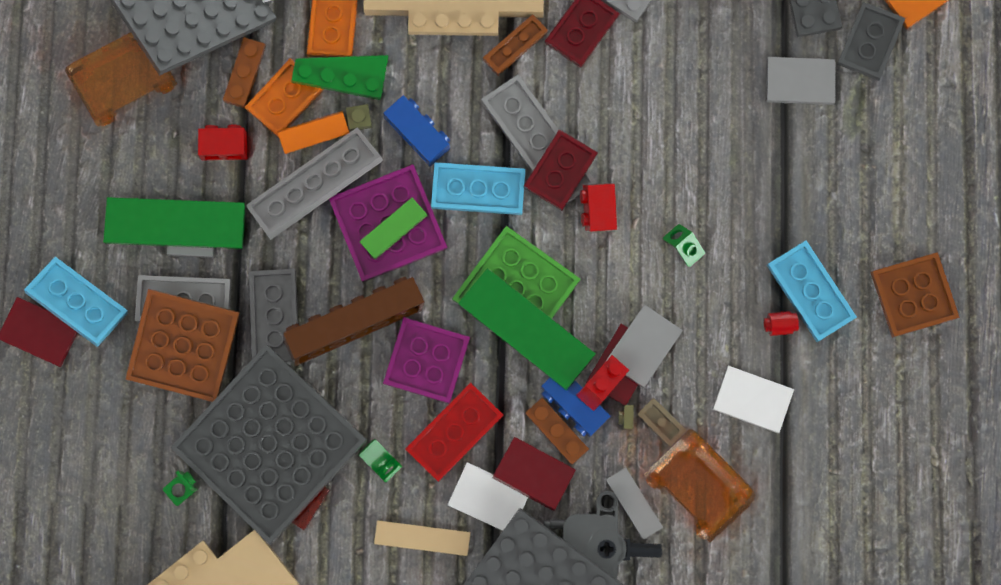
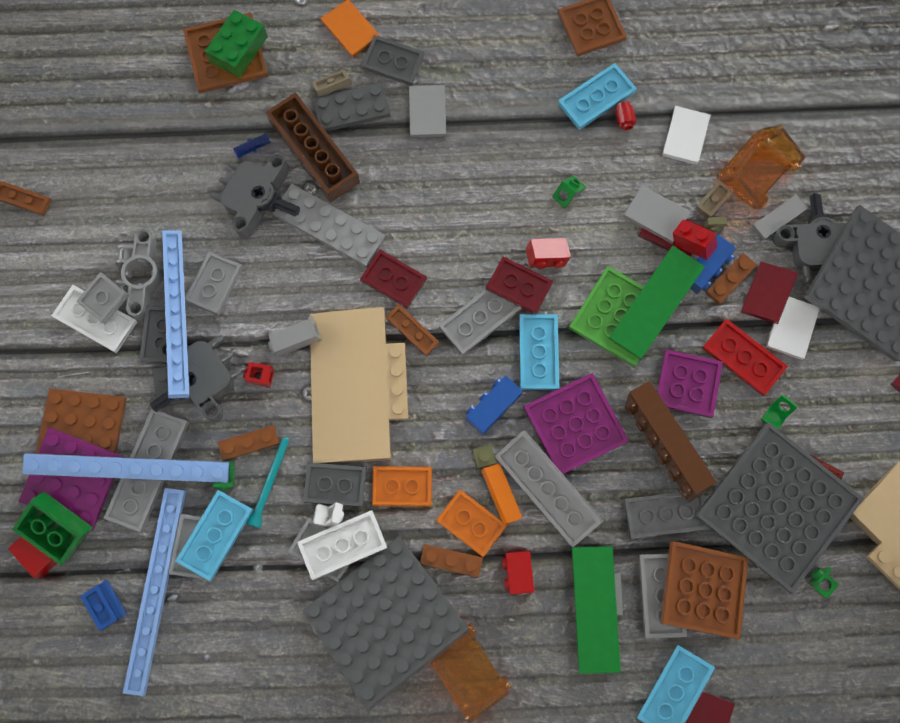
camera: 90 degrees left, 5 degrees down
(348, 75) = (448, 471): green wing -> none
(393, 228) = (582, 416): bright green tile -> none
(422, 538) = (833, 377): tan tile -> none

